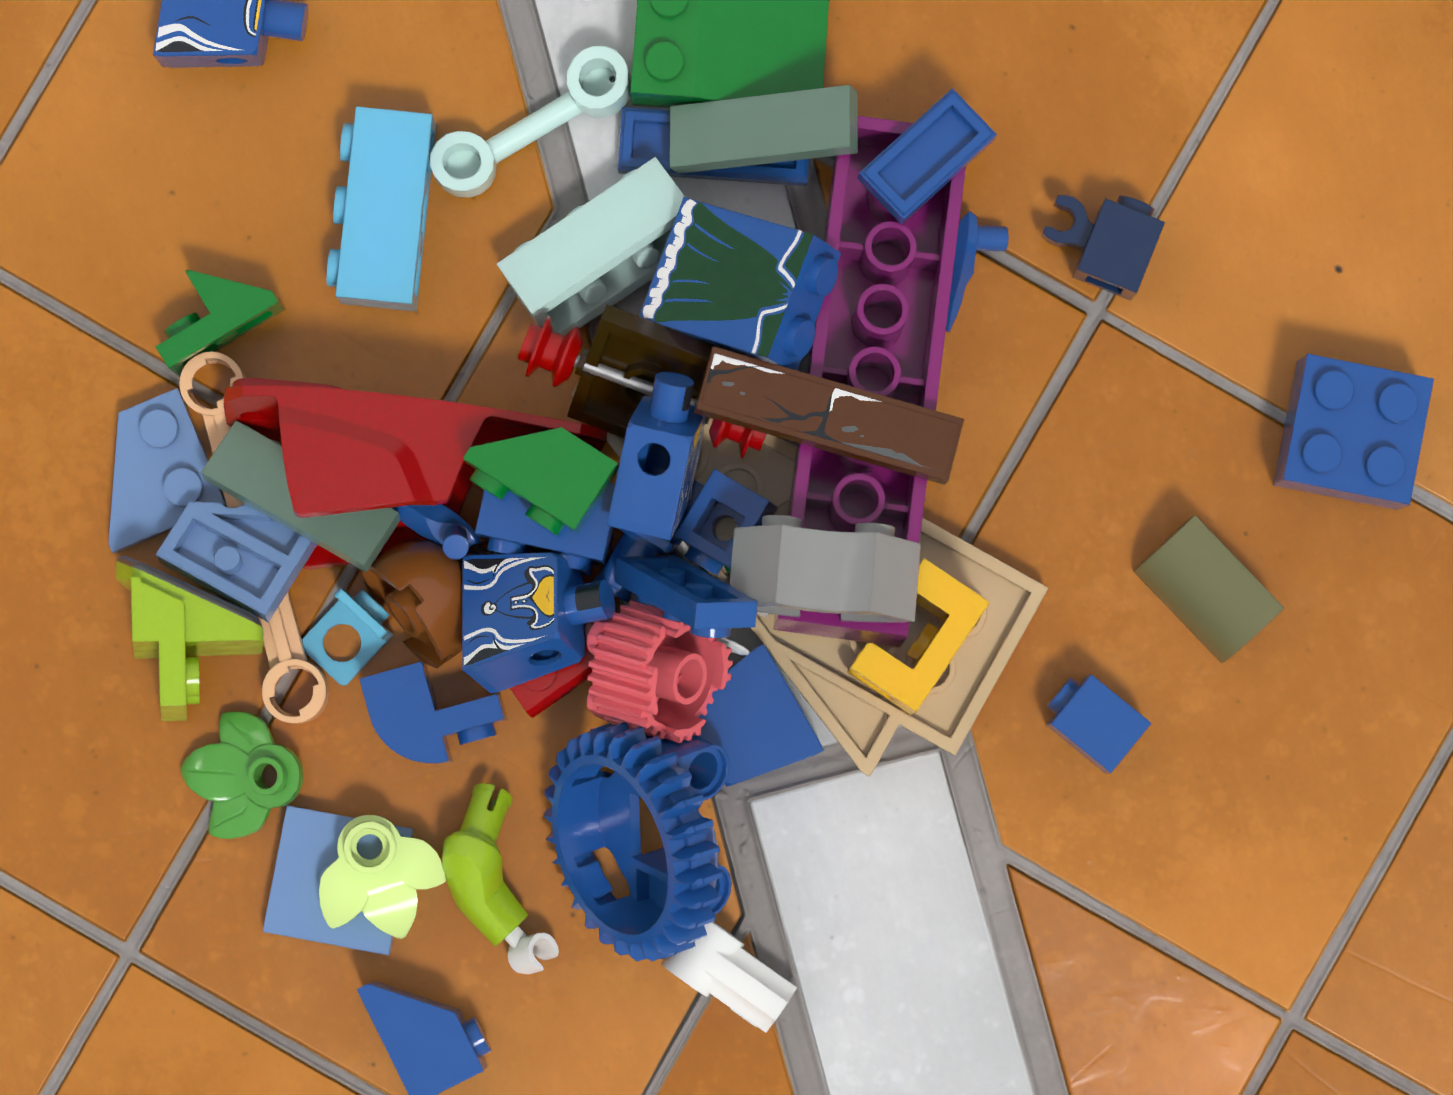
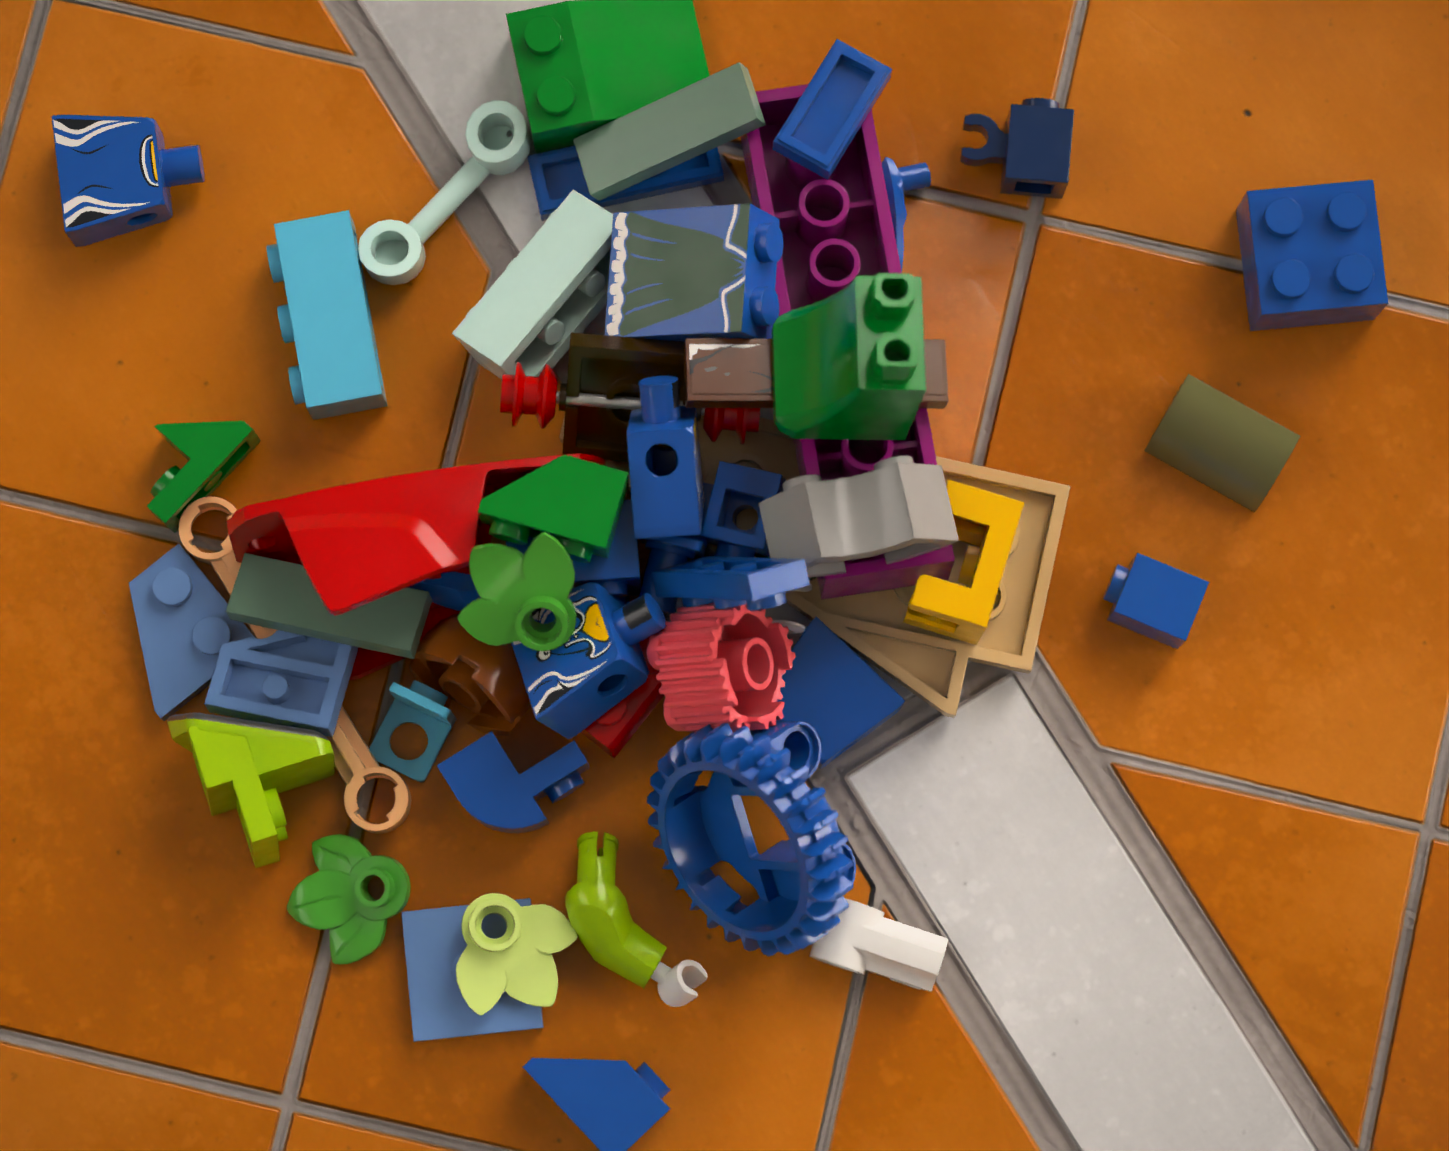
camera: 20 degrees left, 5 degrees down
(479, 539) = (514, 587): none -> bright green plate
(861, 420) = (851, 362): none -> green hips

